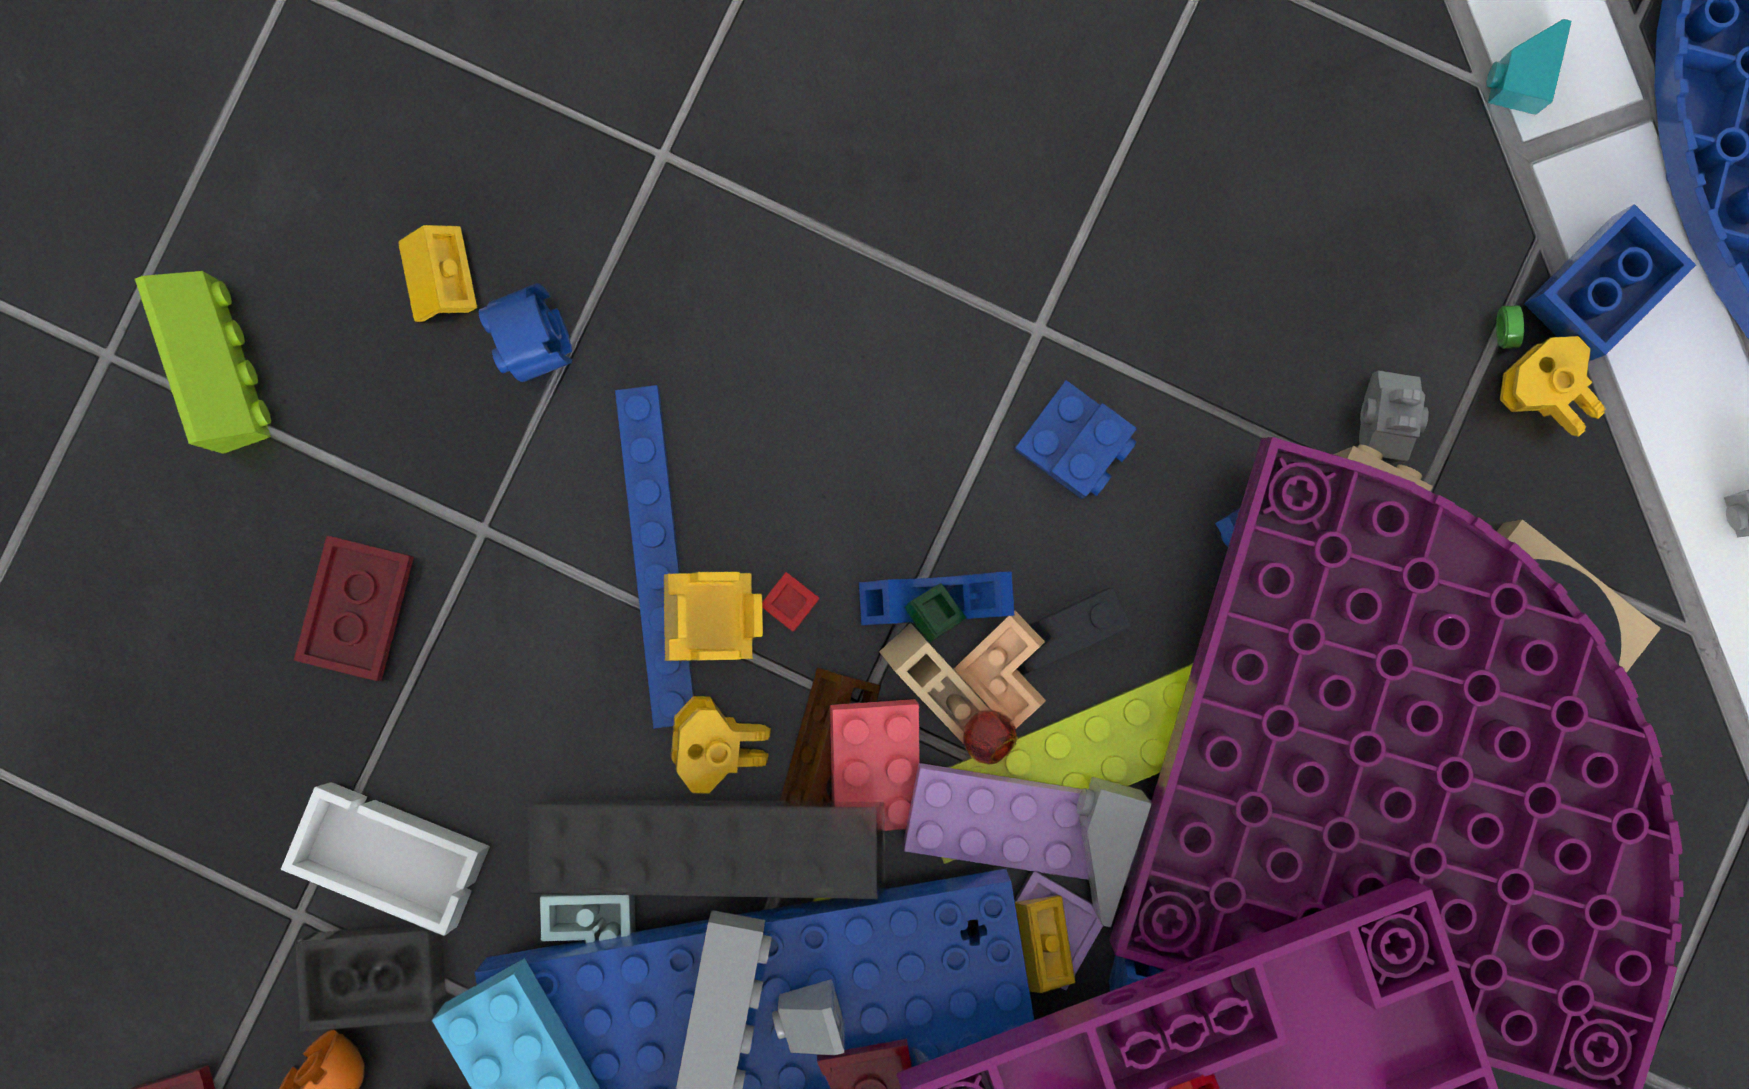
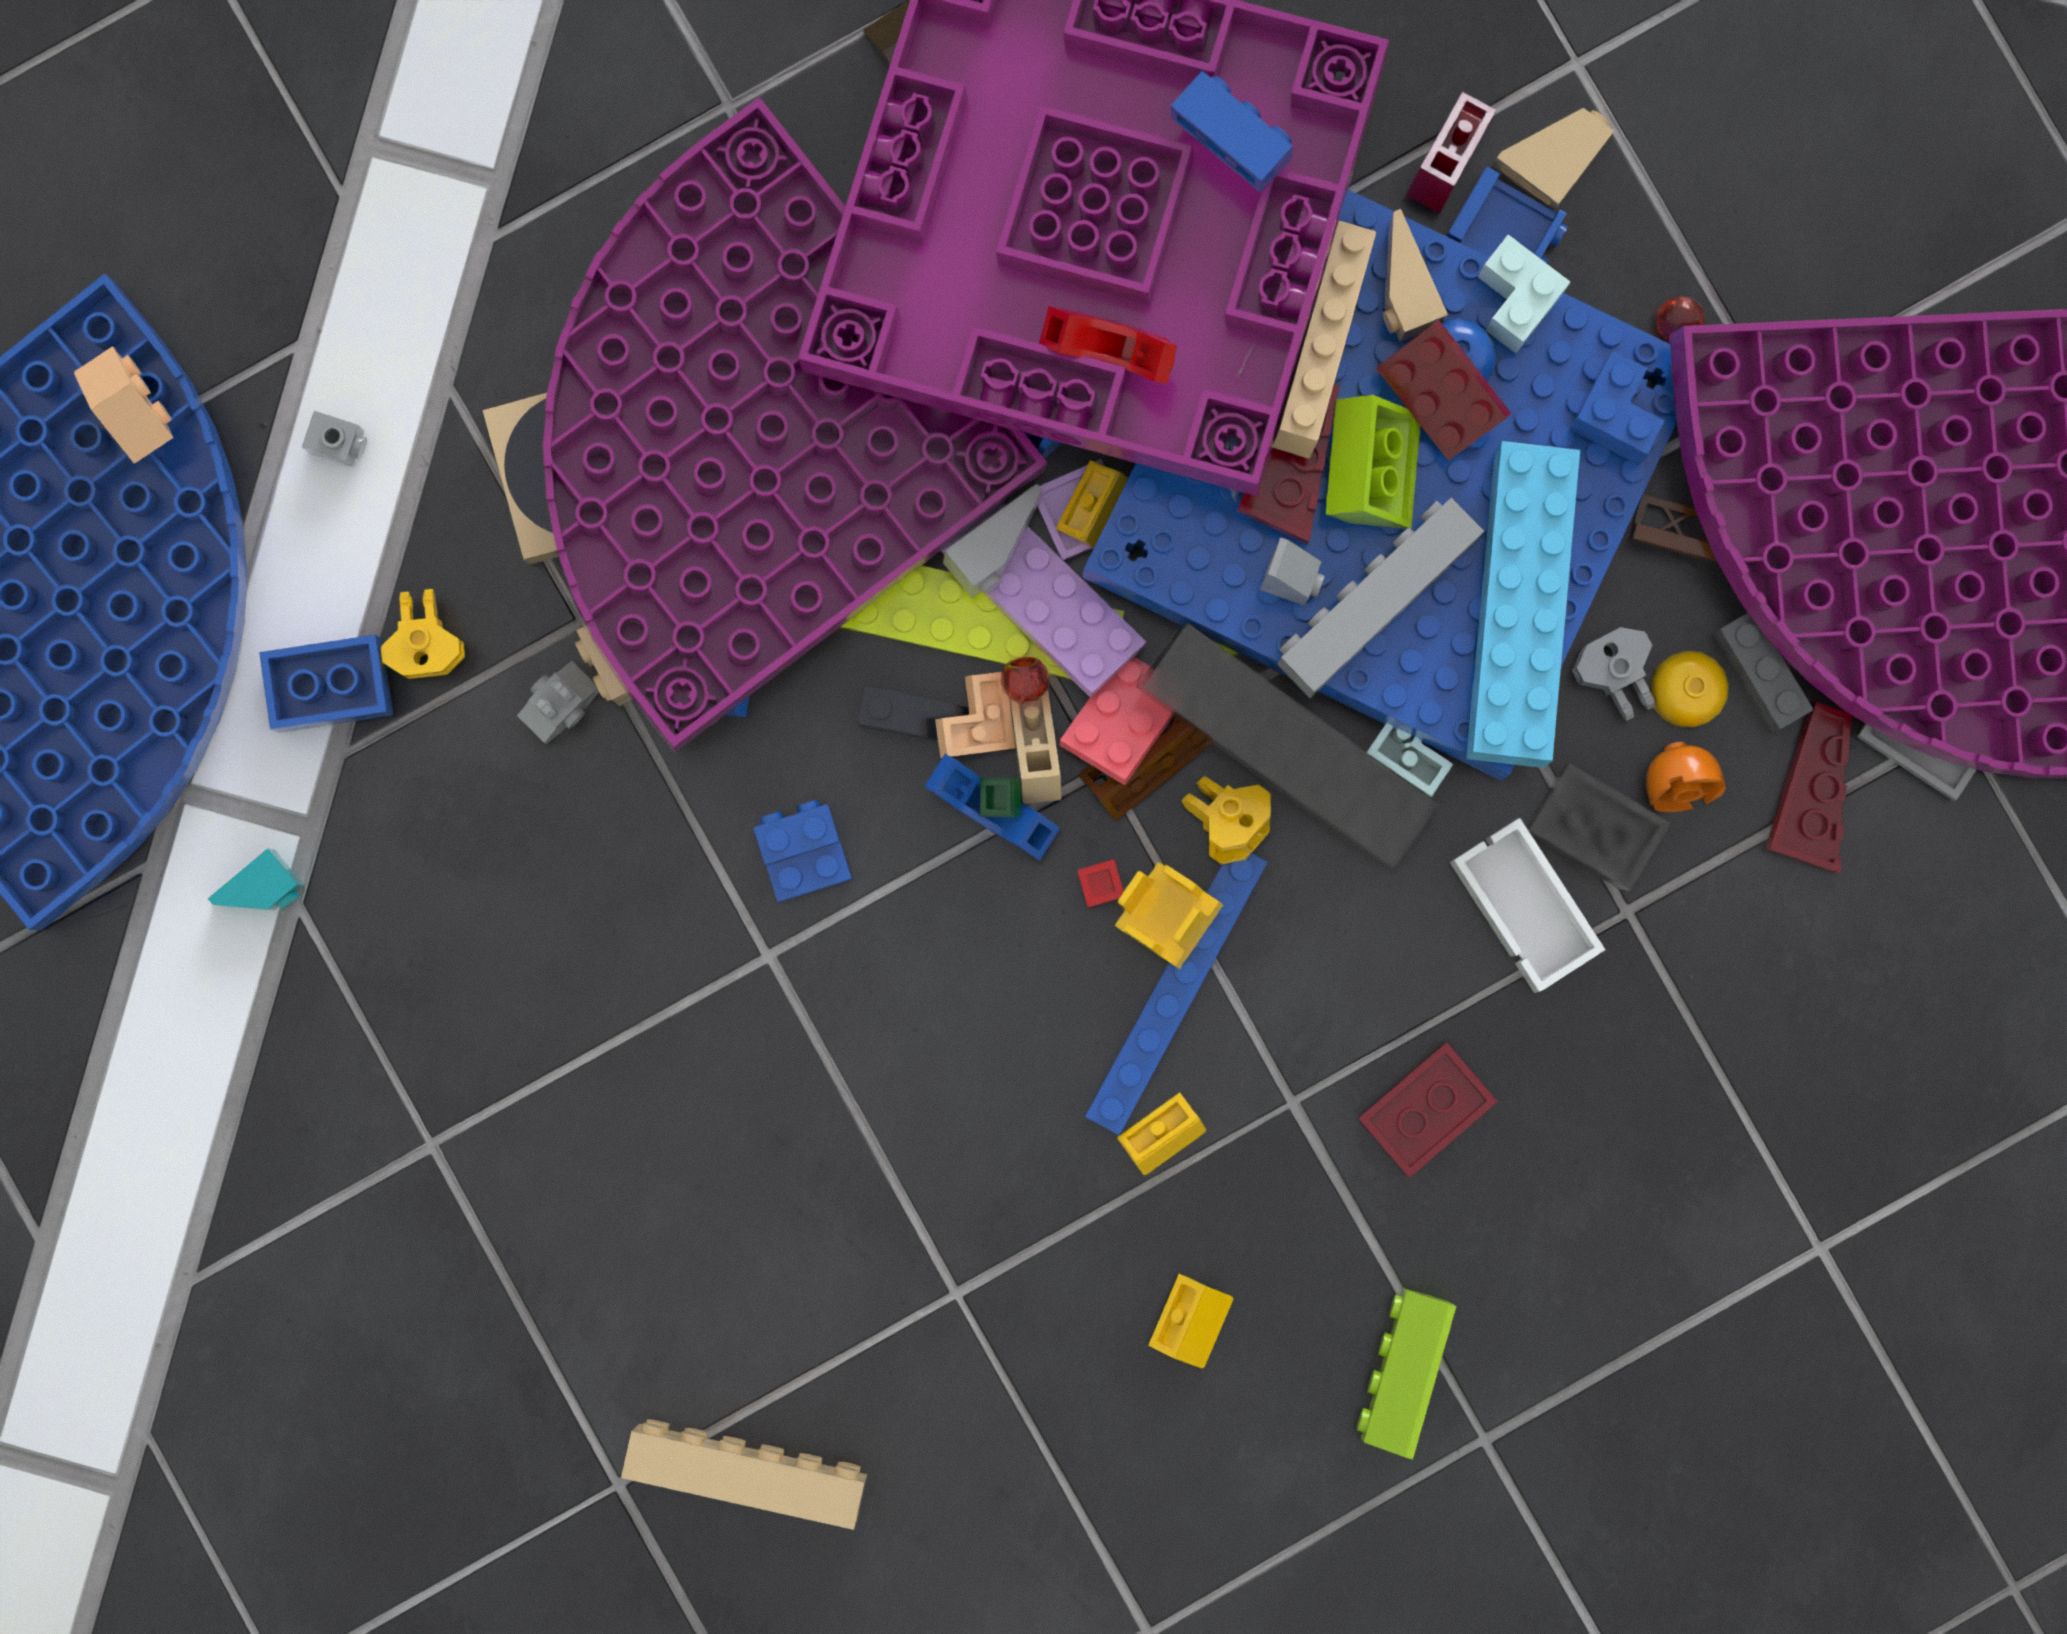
camera: 145 degrees left, 0 degrees up
(526, 333) = (1154, 1221): blue brick -> none
(579, 419) = (1162, 1134): none -> yellow slope
(1510, 327) = (419, 705): bright green tile -> none

